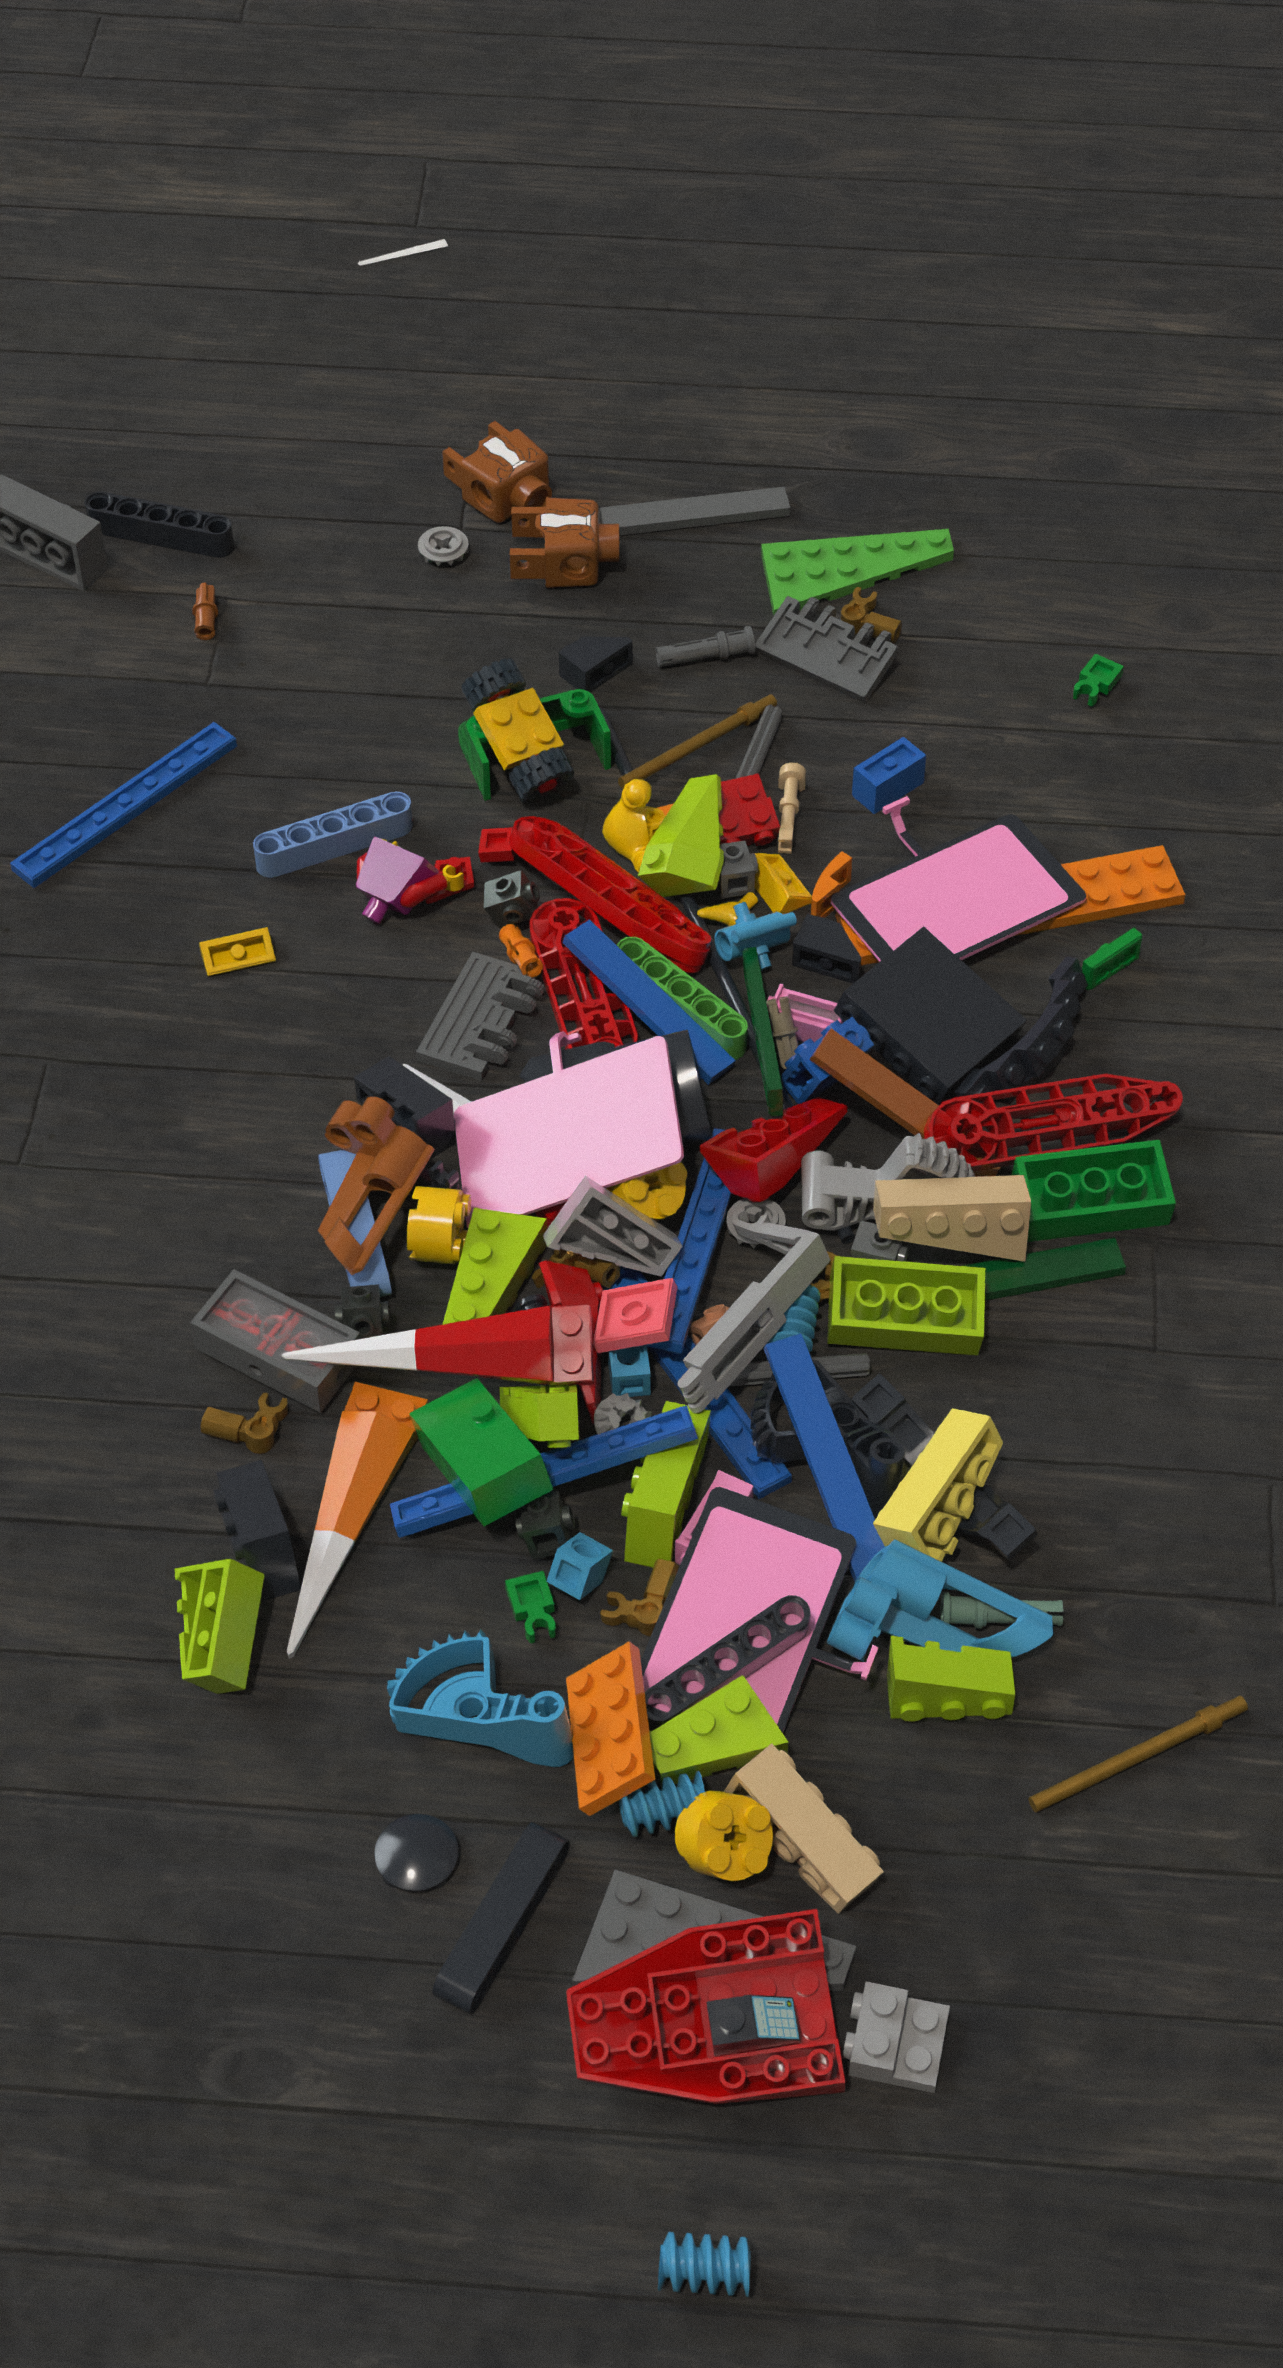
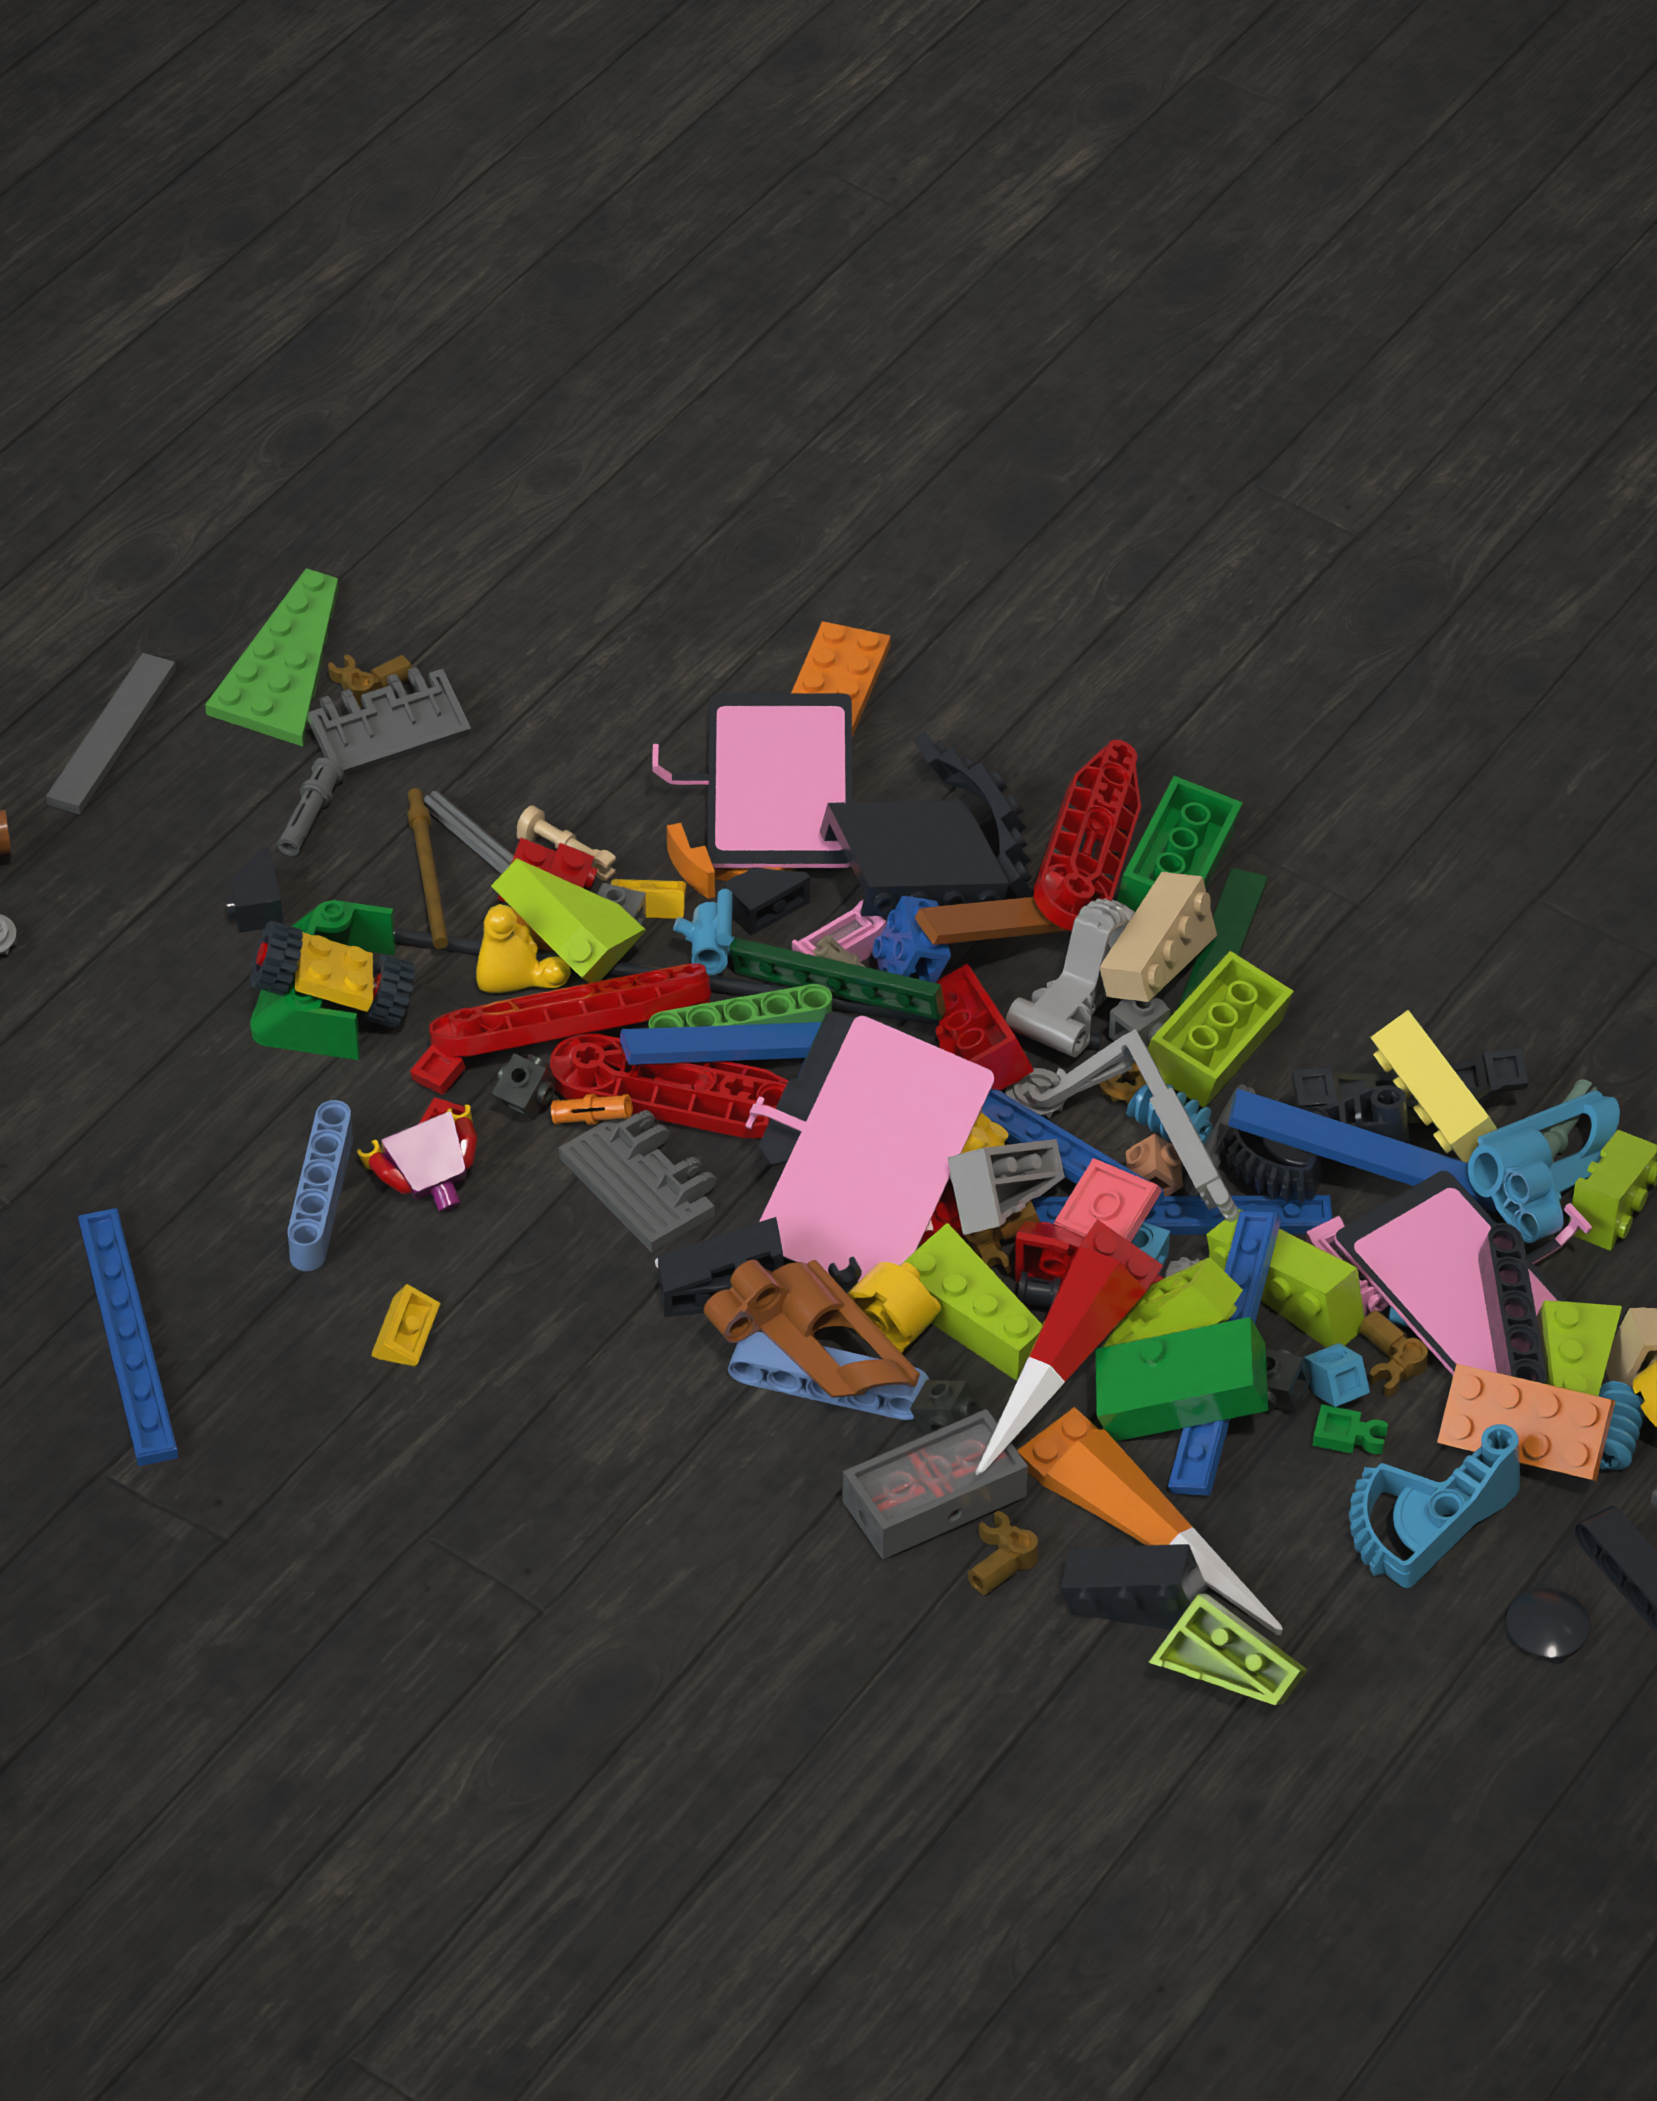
camera: 60 degrees left, 5 degrees down
(572, 543) = (85, 834): dark orange piece -> none
(725, 912) = (660, 943): yellow animal -> none
(888, 775) = (590, 755): blue panel -> none
(1097, 676) = (586, 561): green plate -> none
(1112, 958) = (926, 714): green plate -> none

